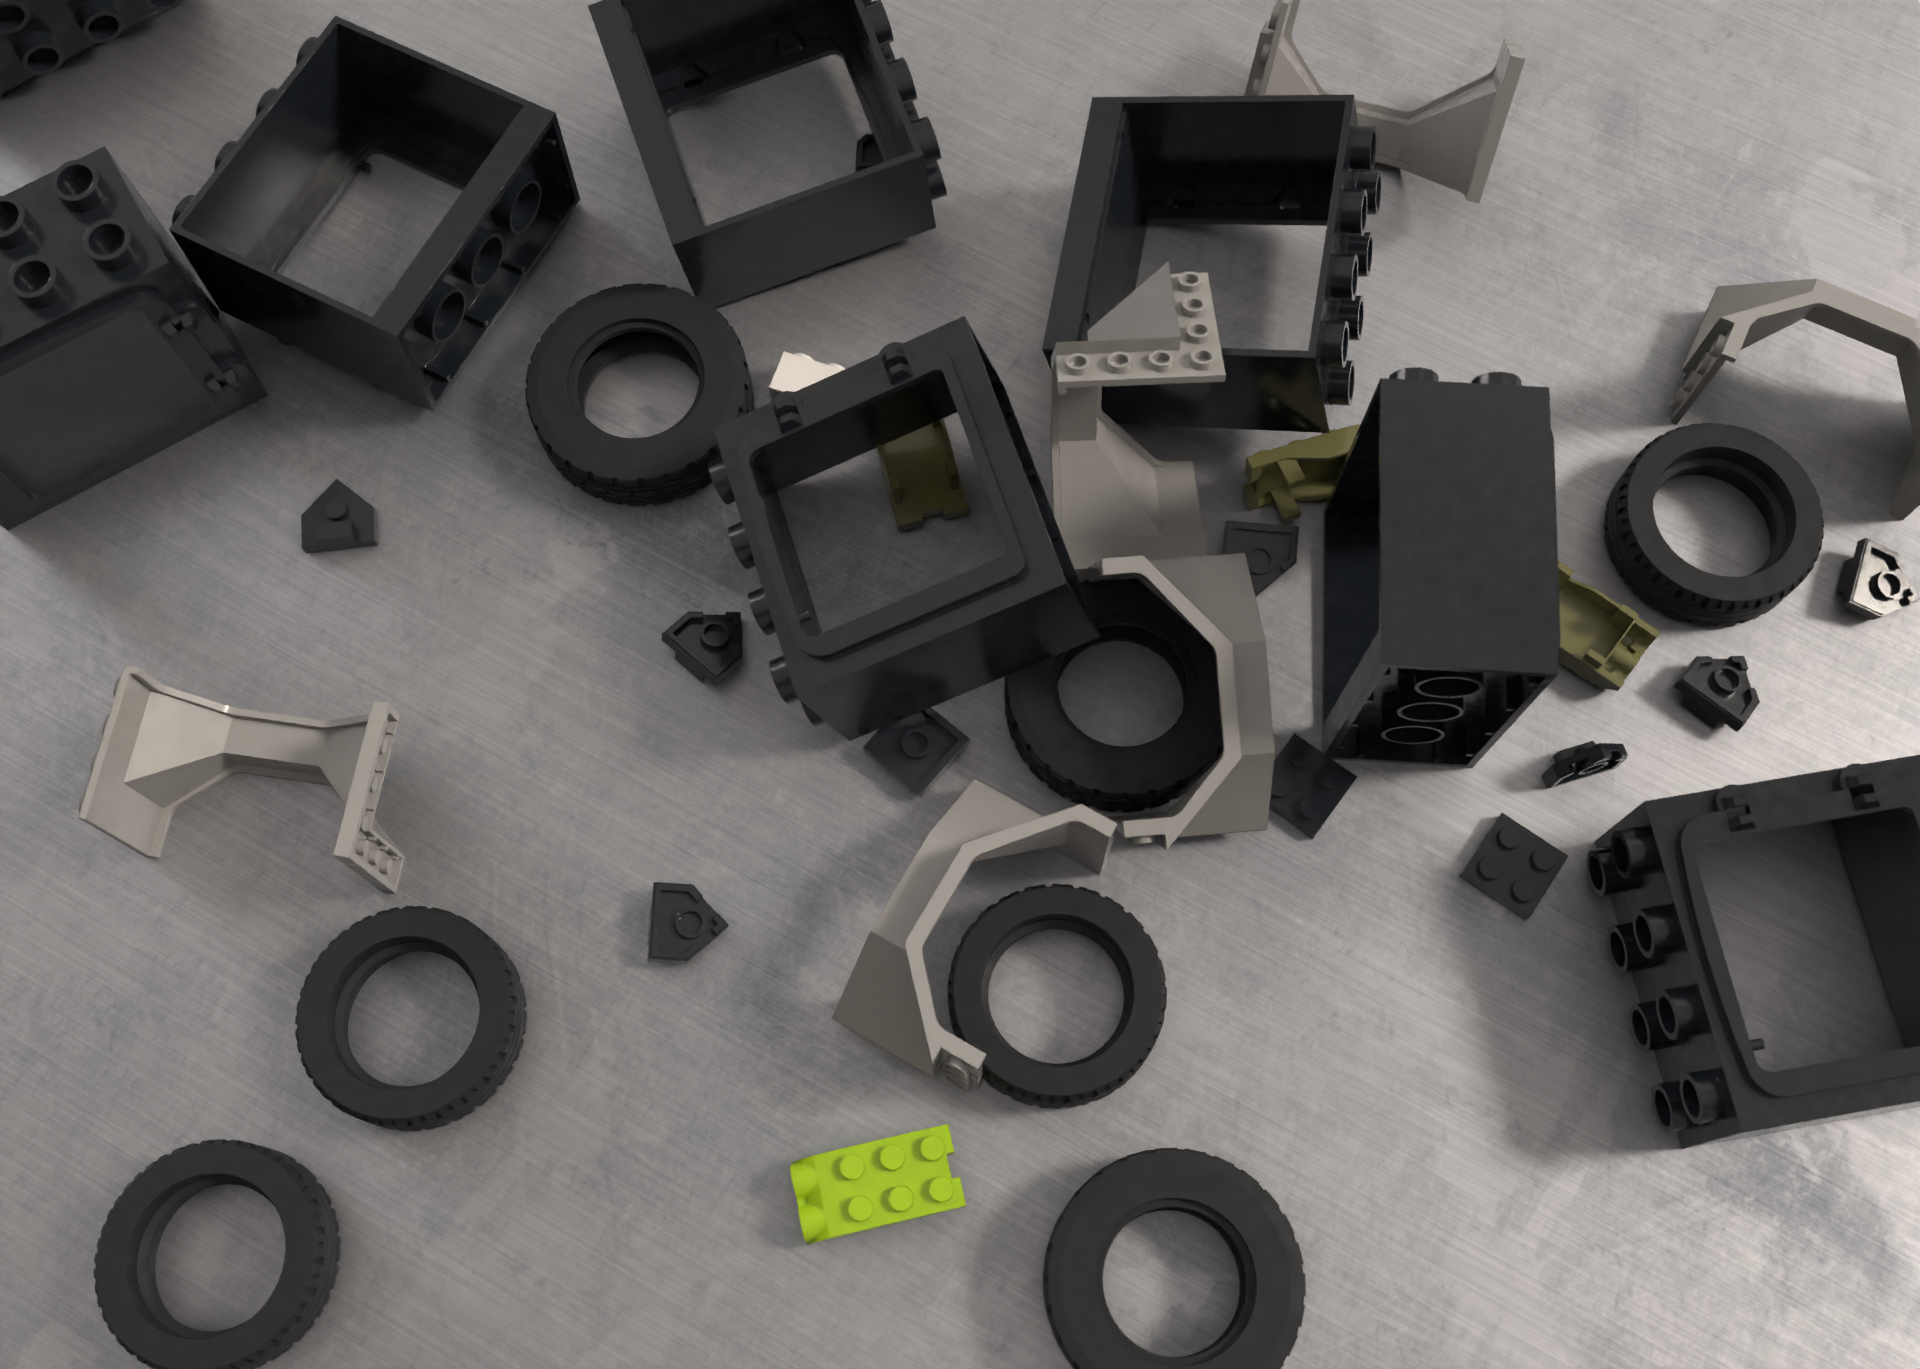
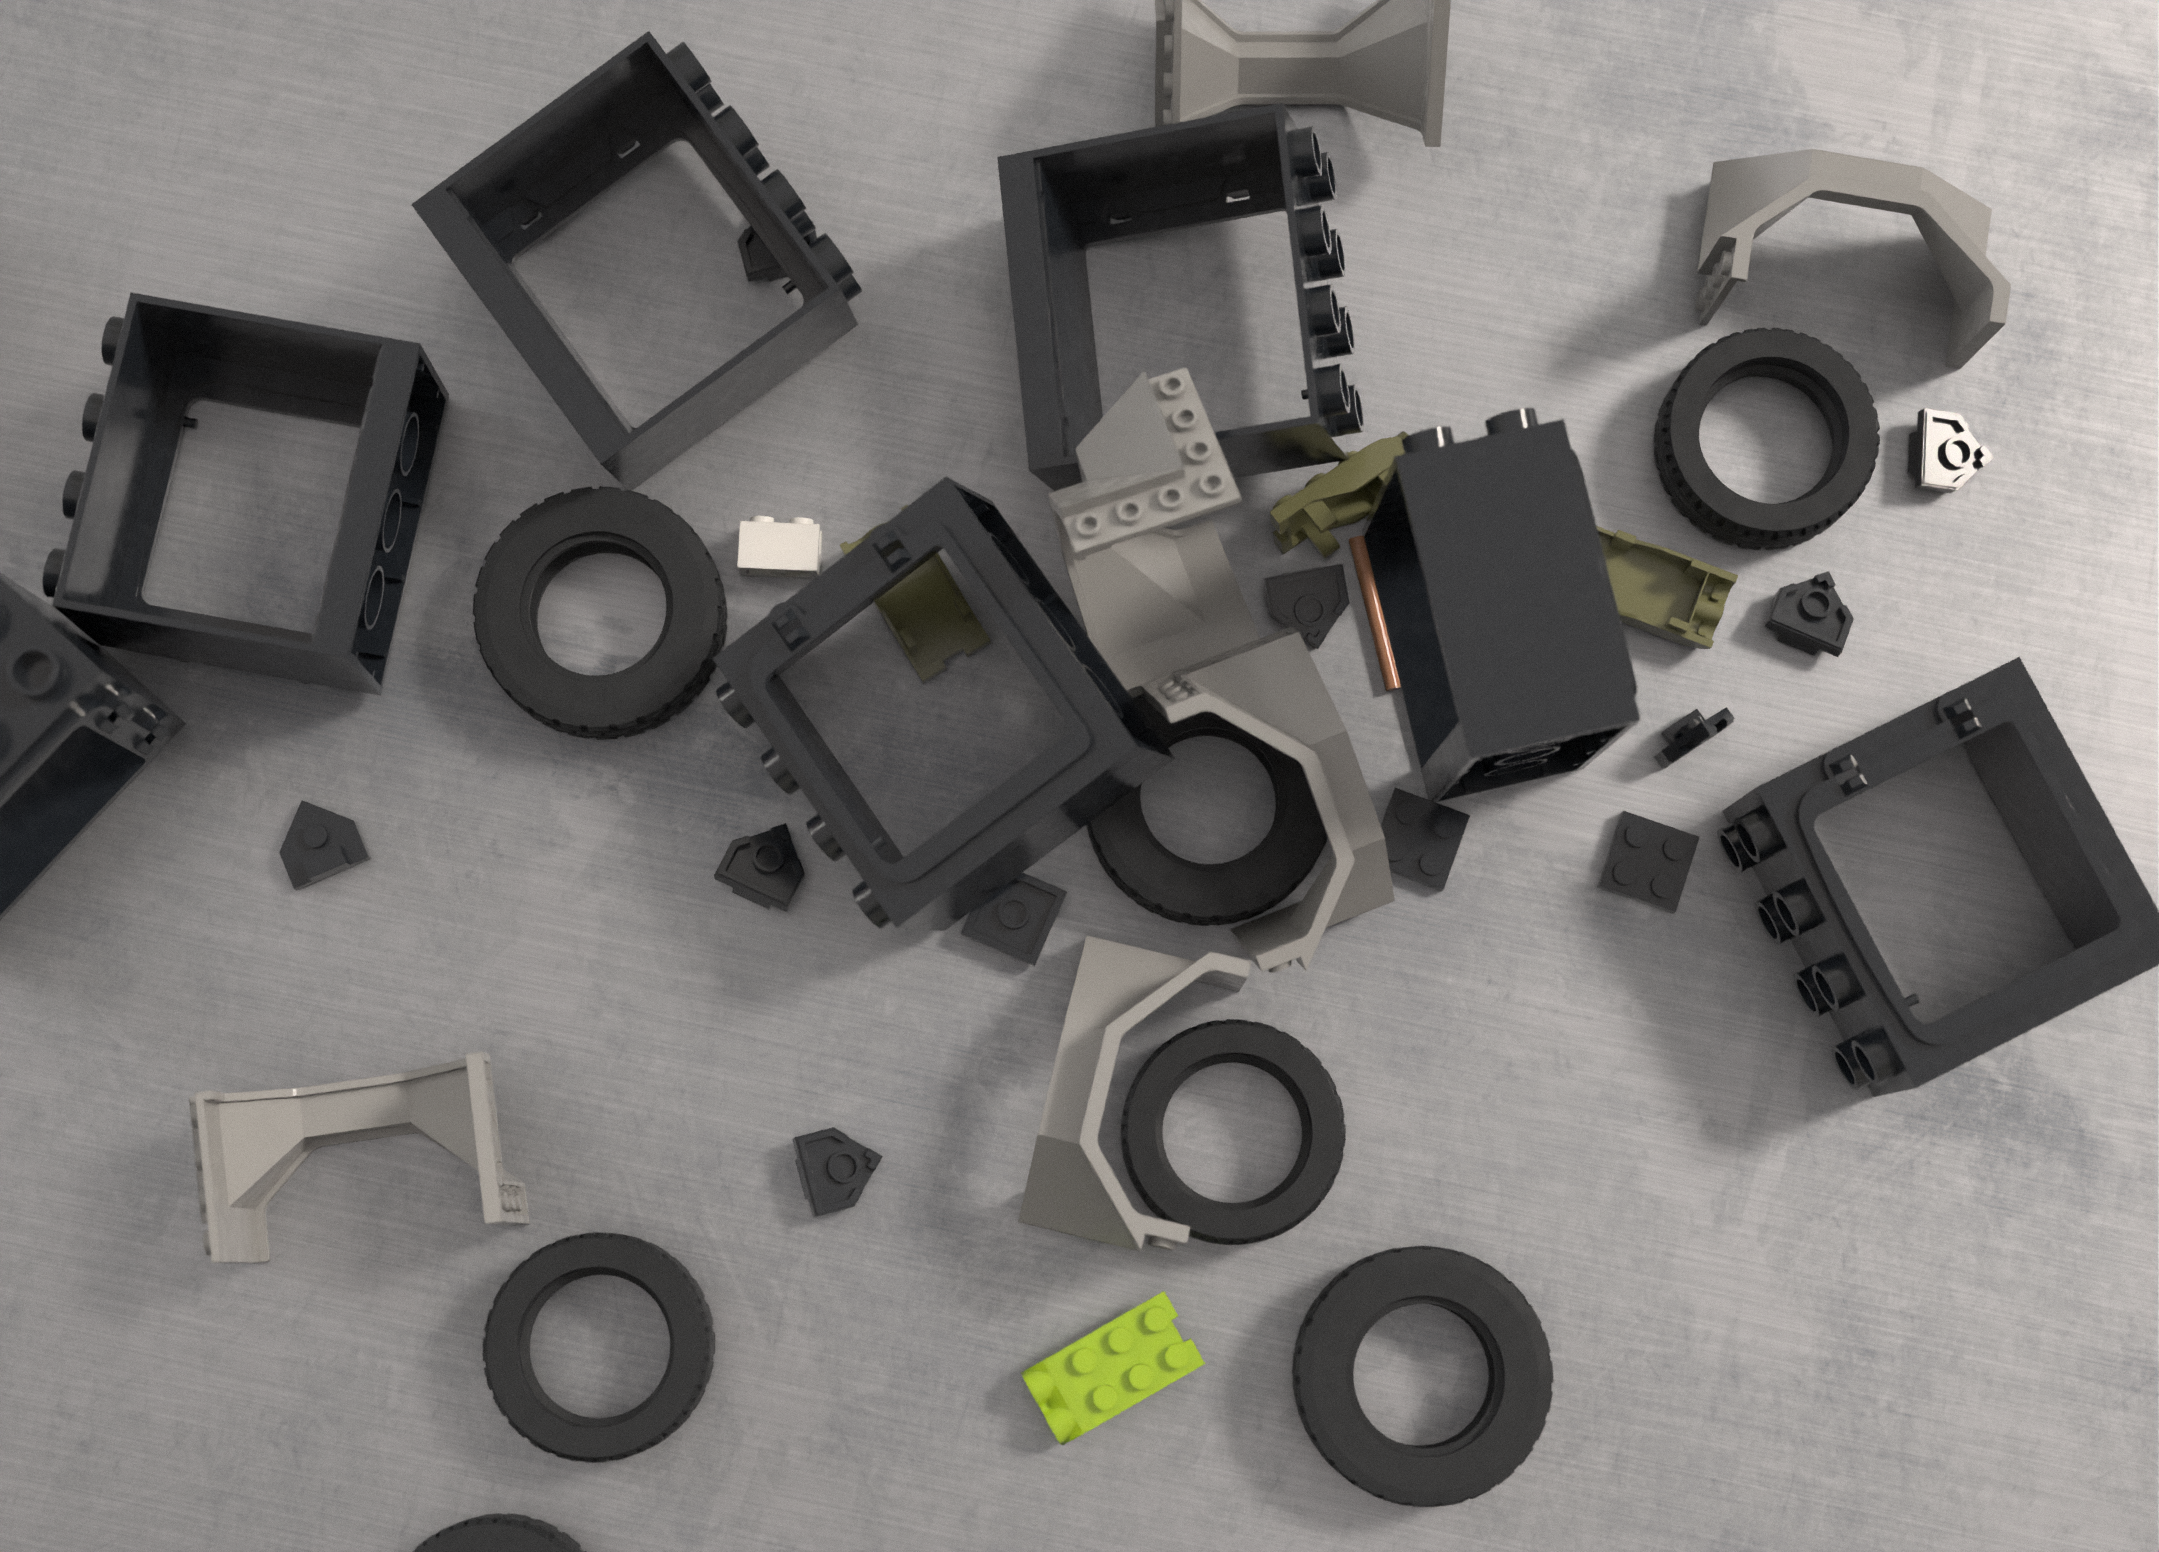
camera: 20 degrees left, 10 degrees up
(1316, 581) = (1374, 613): none -> nougat bar

